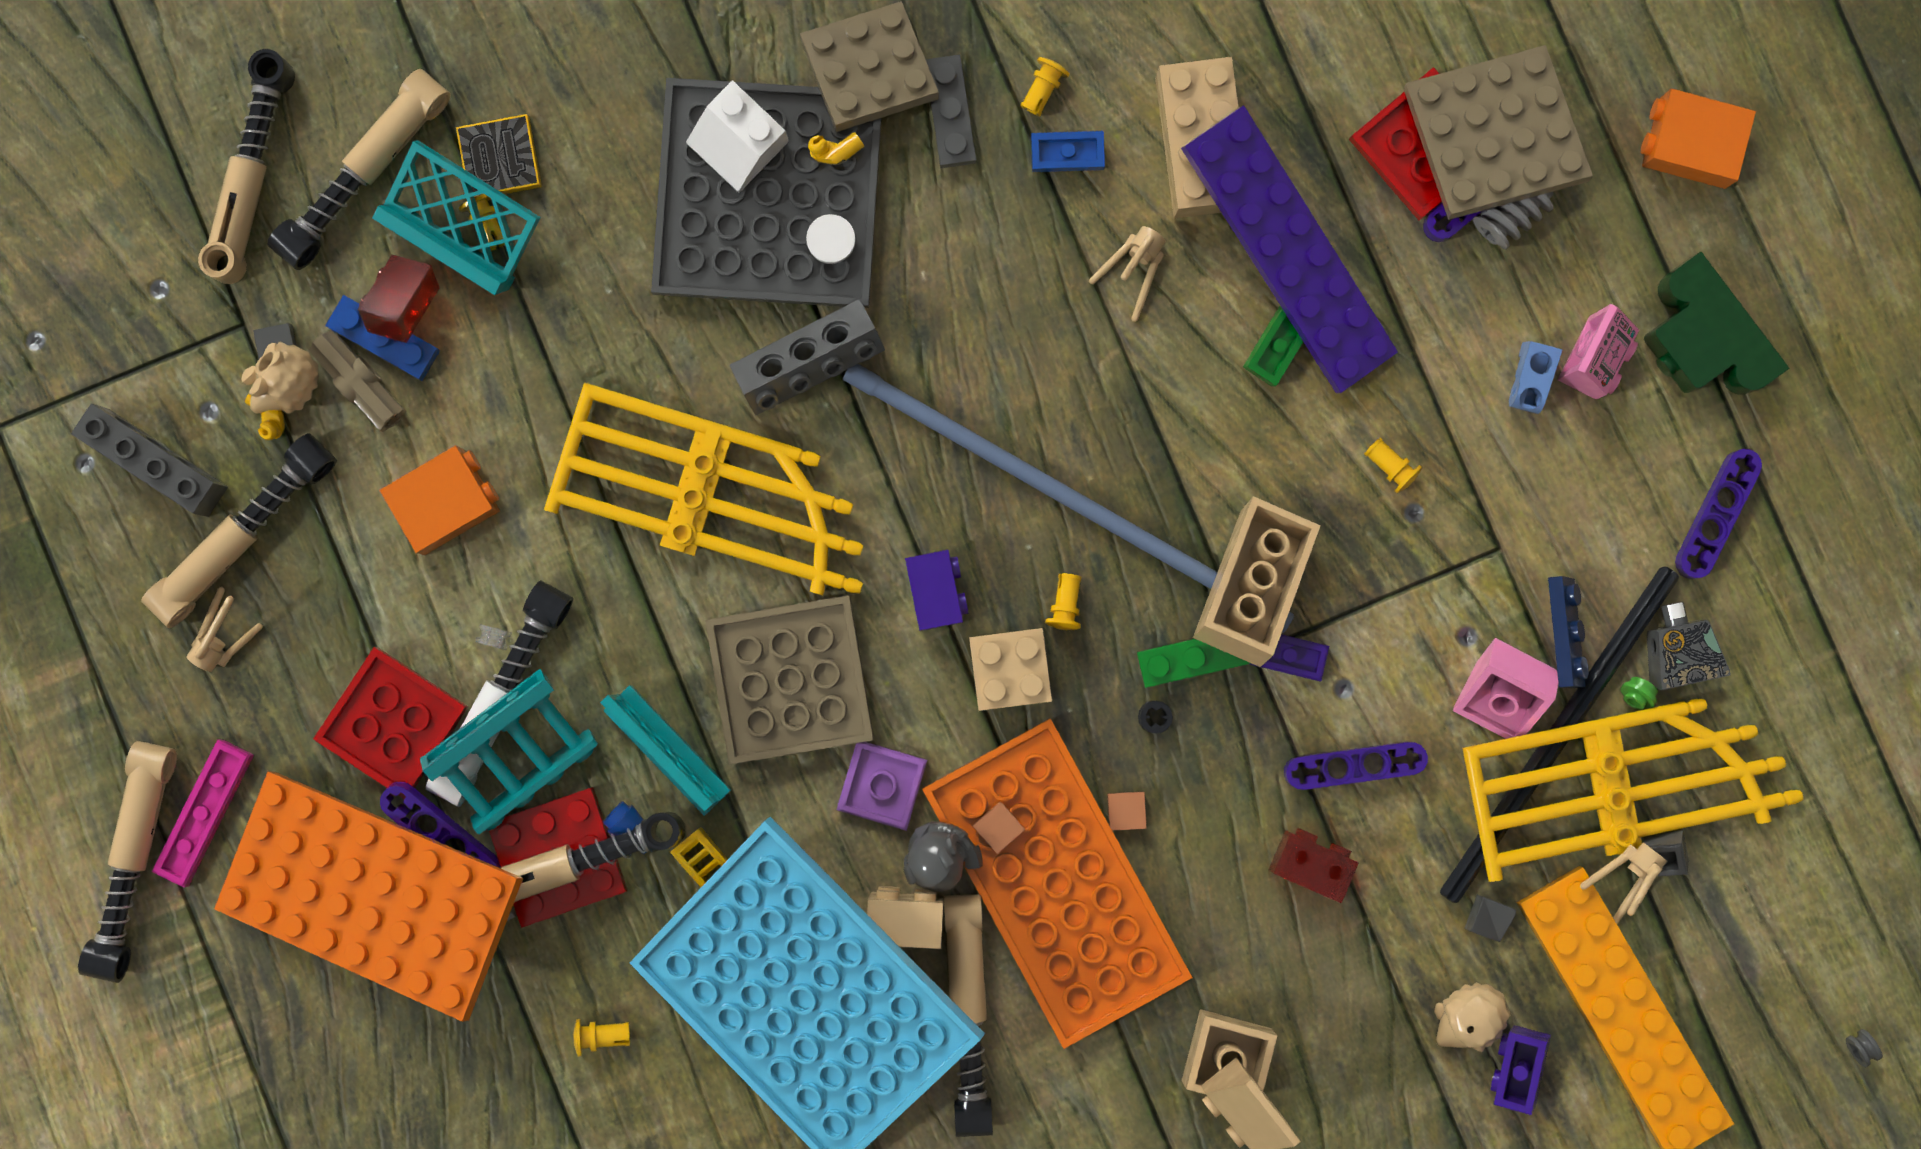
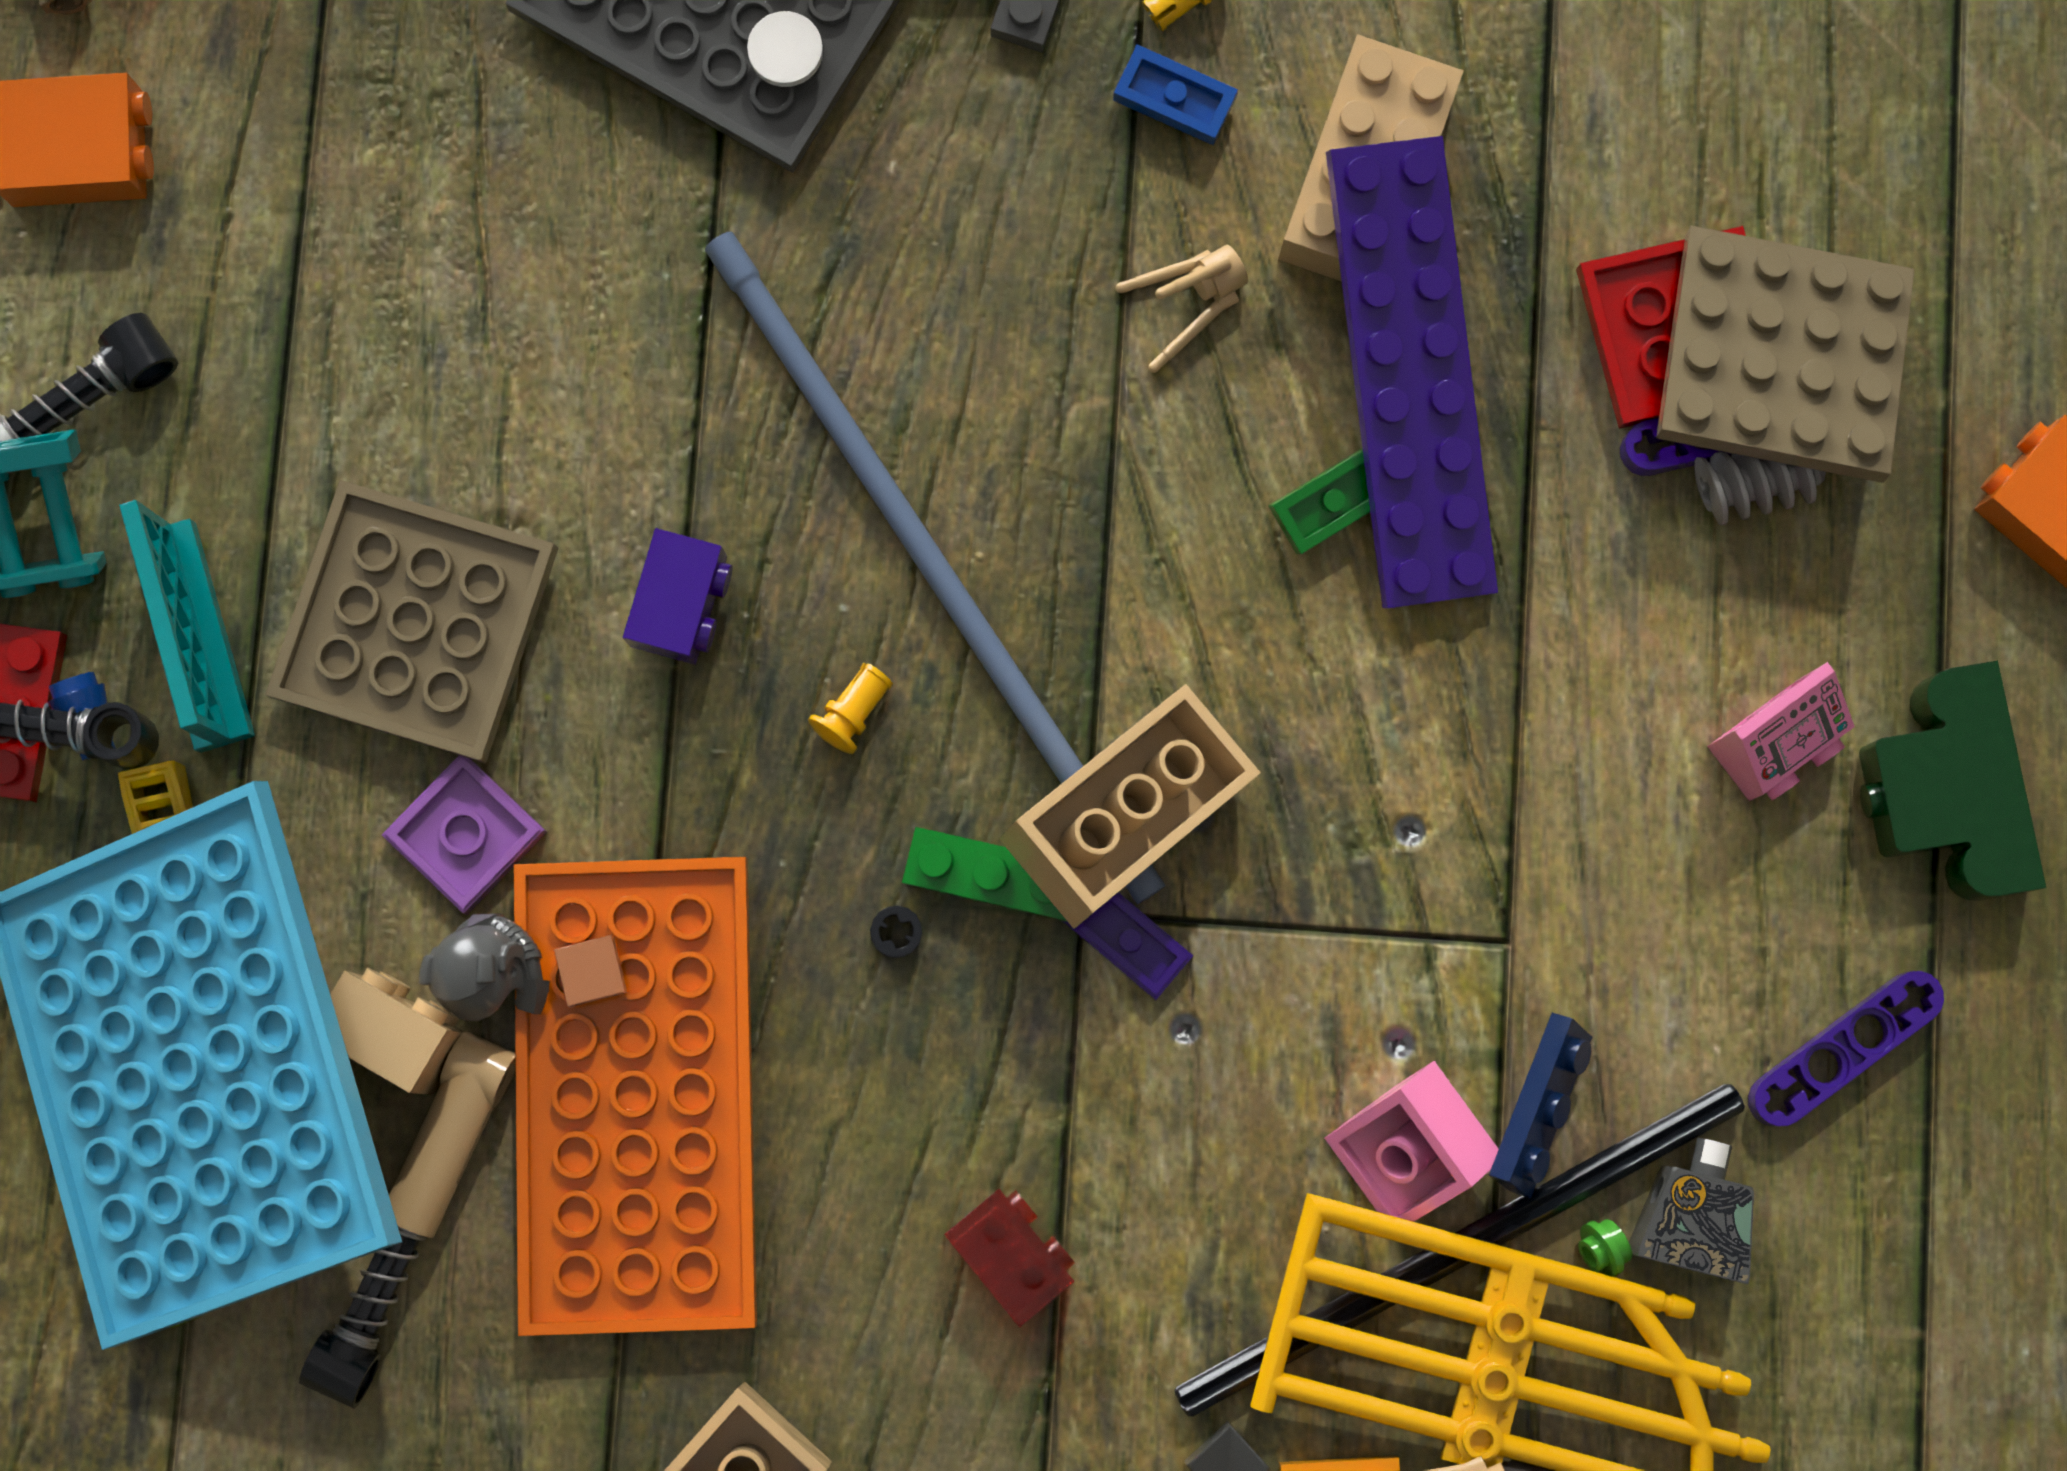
camera: 25 degrees right, 5 degrees down
(493, 637) = (40, 359): clear bush -> none
(697, 487) = (429, 295): yellow piece -> none
(807, 357) = (668, 192): dark grey brick -> none
(1010, 669) = (724, 759): tan brick -> none
(1126, 810) = (787, 1043): nougat tile -> none
(1355, 765) = (1142, 1152): dark purple beam -> none
(1393, 465) = (1411, 746): yellow pin -> none
(1534, 376) = (1674, 721): medium blue leg -> none

